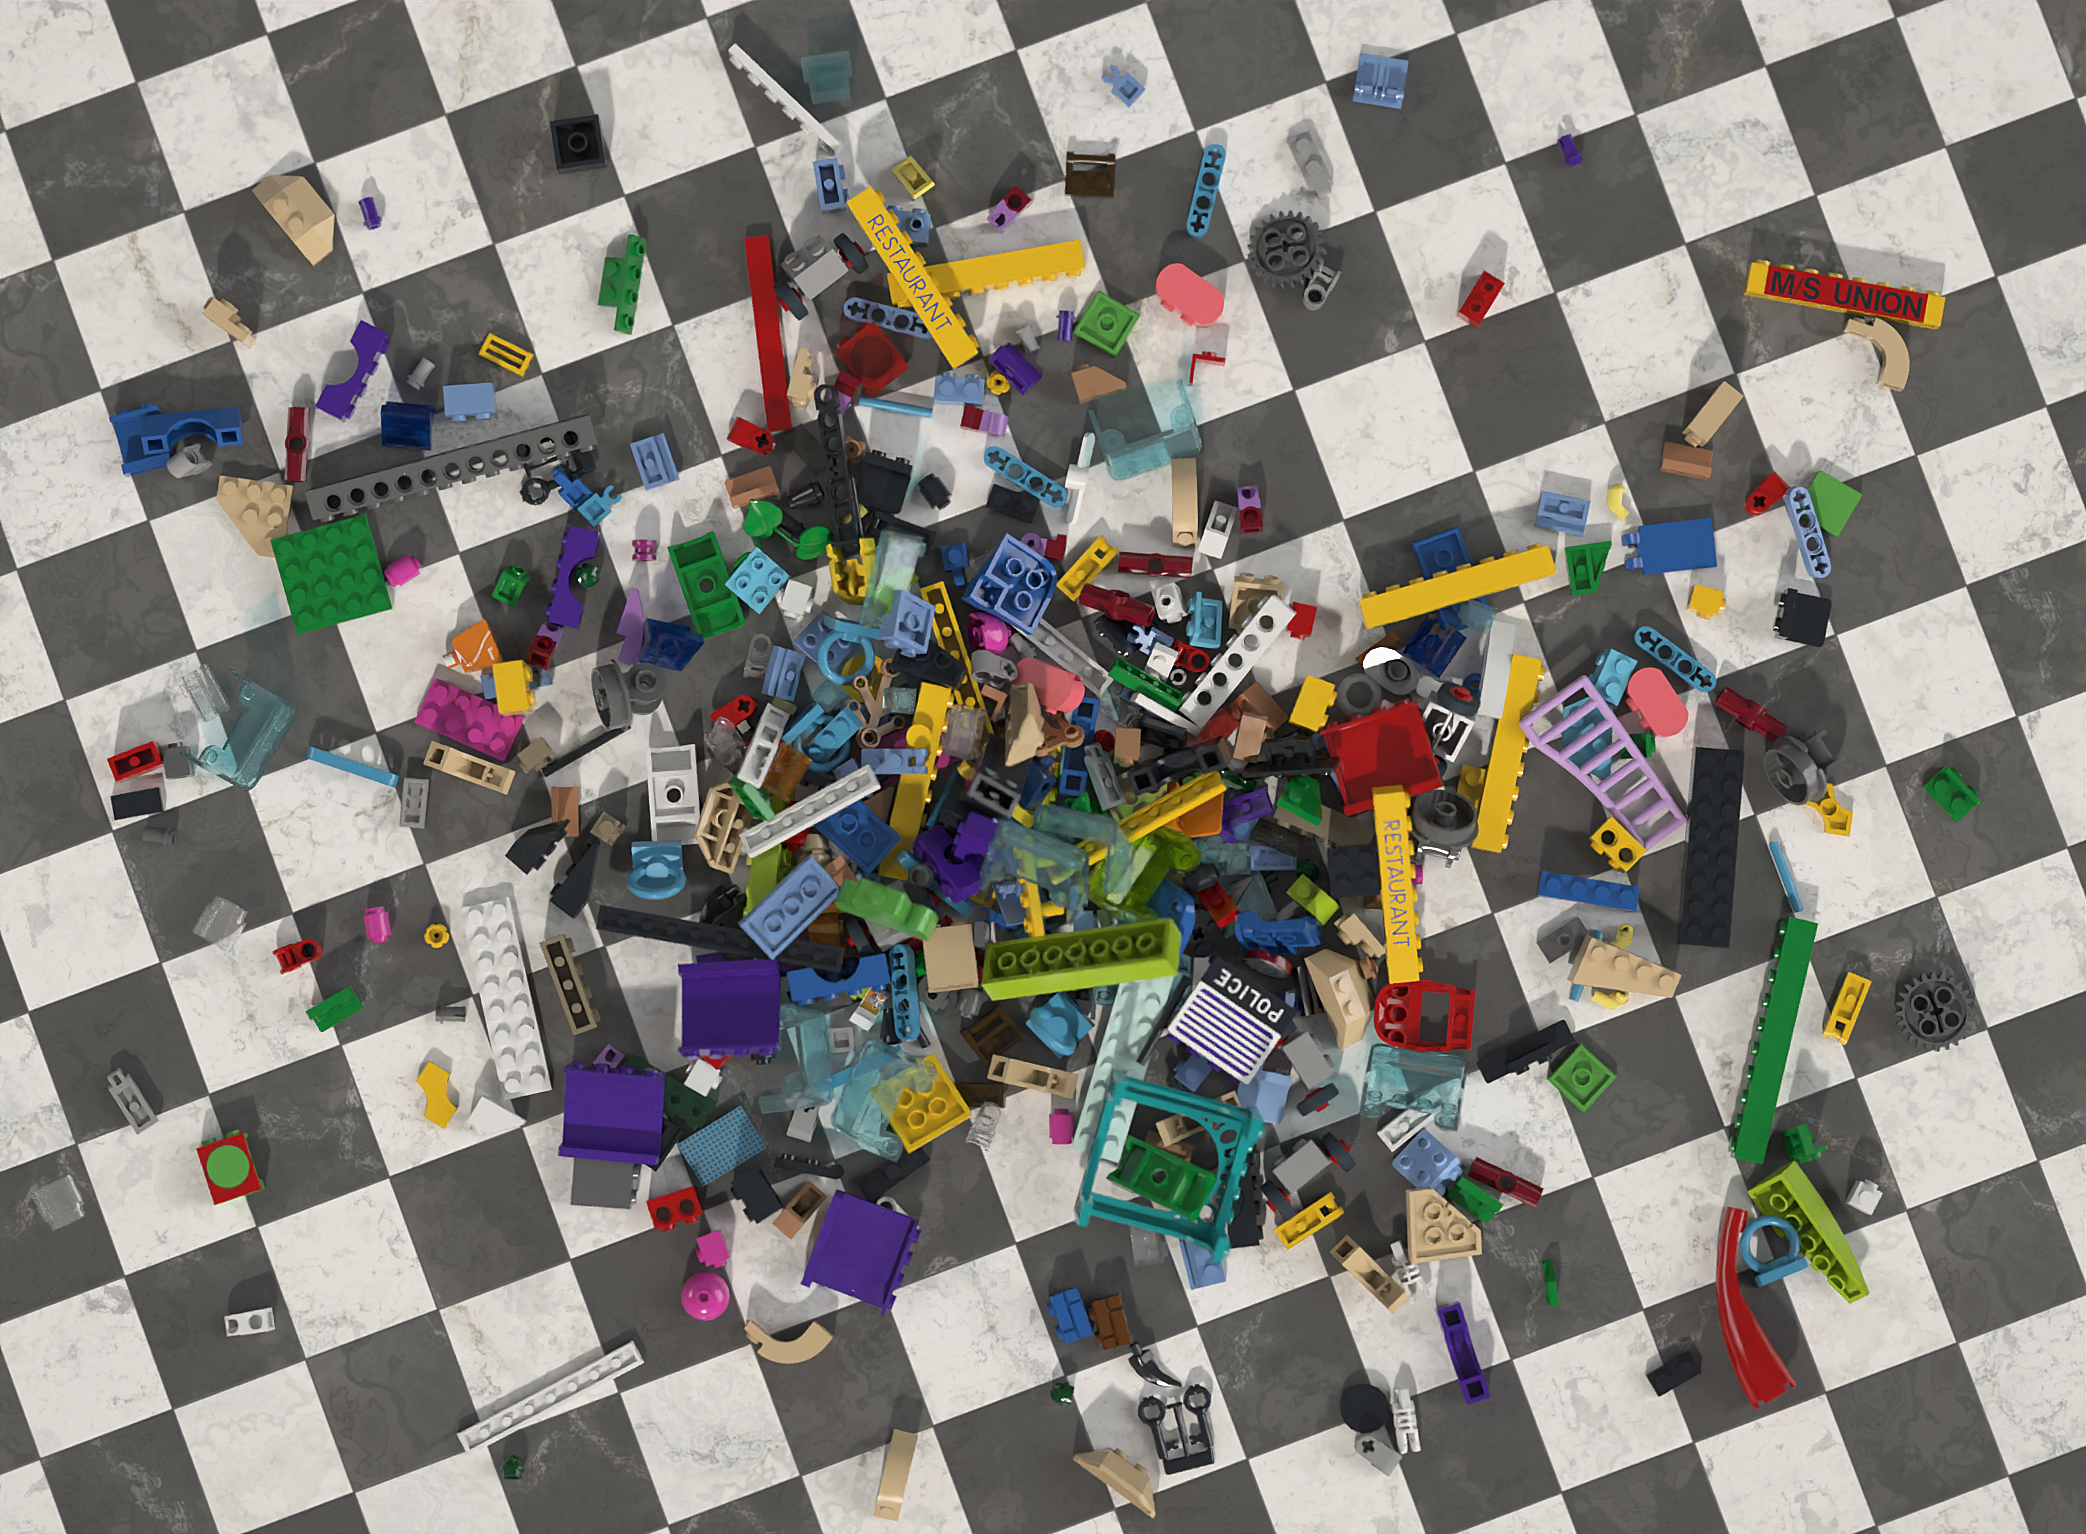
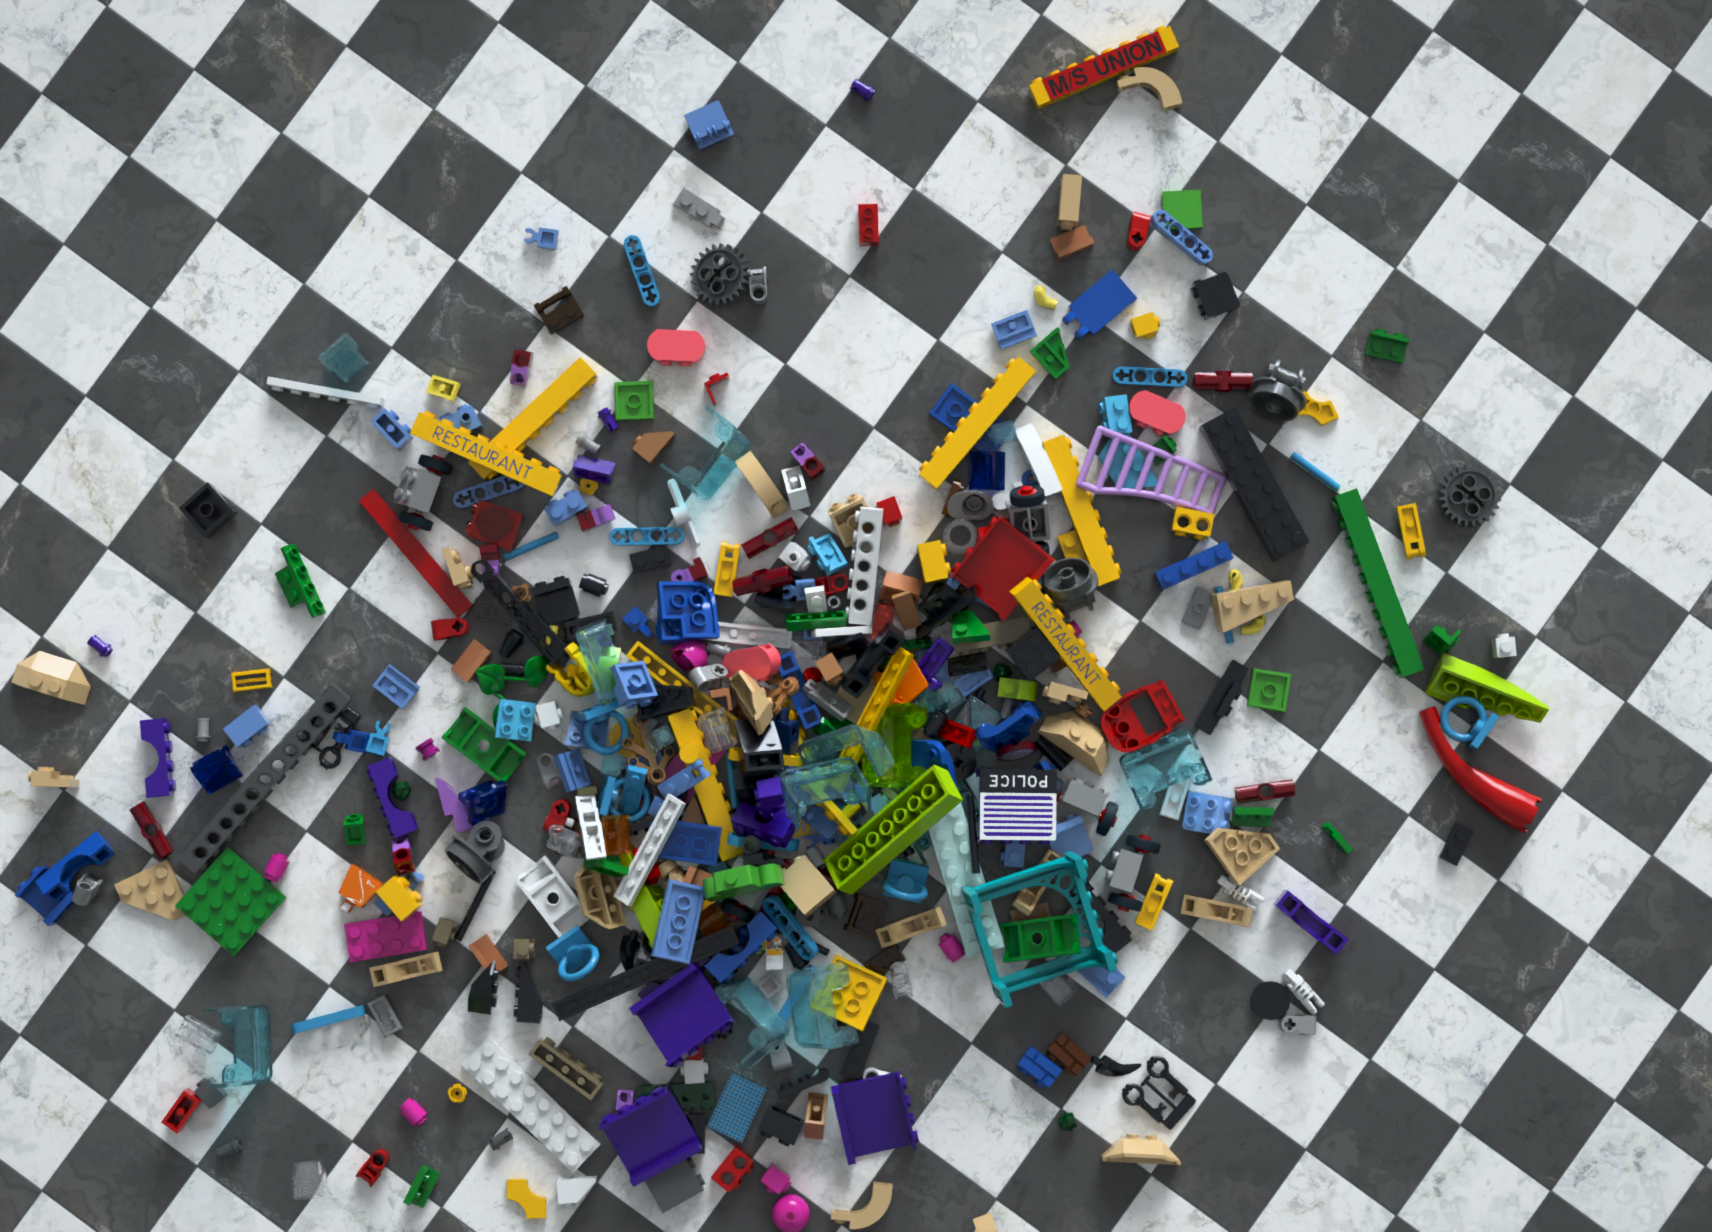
camera: 35 degrees left, 0 degrees up
(137, 803) = (201, 1137): black tile -> none

